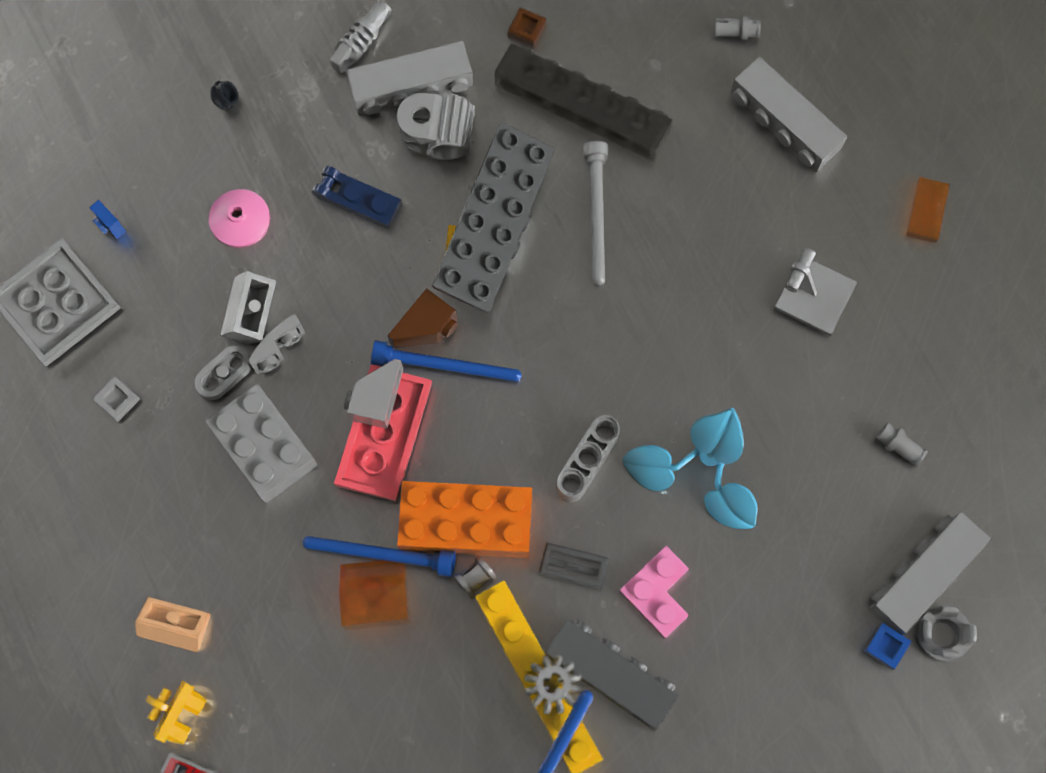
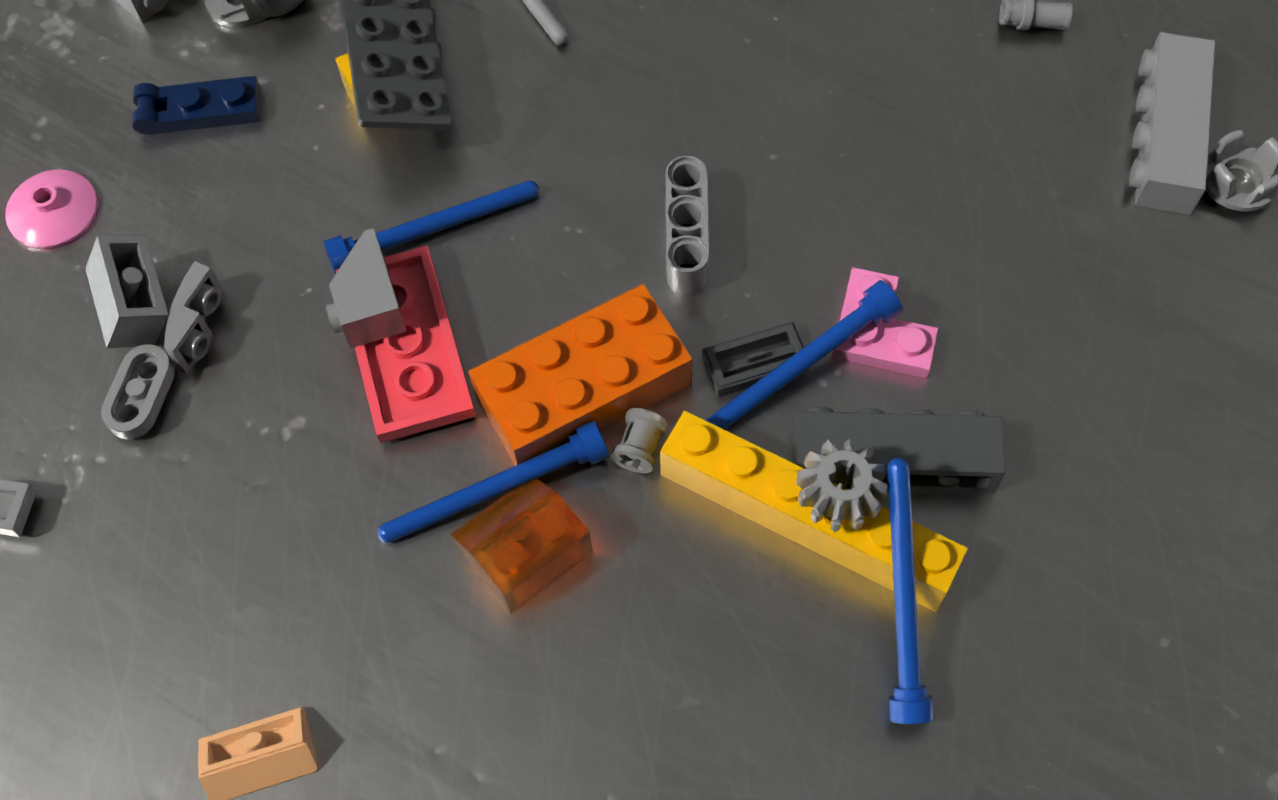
camera: 30 degrees left, 10 degrees down
(261, 443) = (245, 442): light grey brick -> none
(424, 322) = (375, 187): reddish brown slope -> none
(656, 583) = (878, 305): none -> blue piece
(717, 442) = (834, 75): medium azure plant -> none
(887, 646) = (1191, 226): blue plate -> none

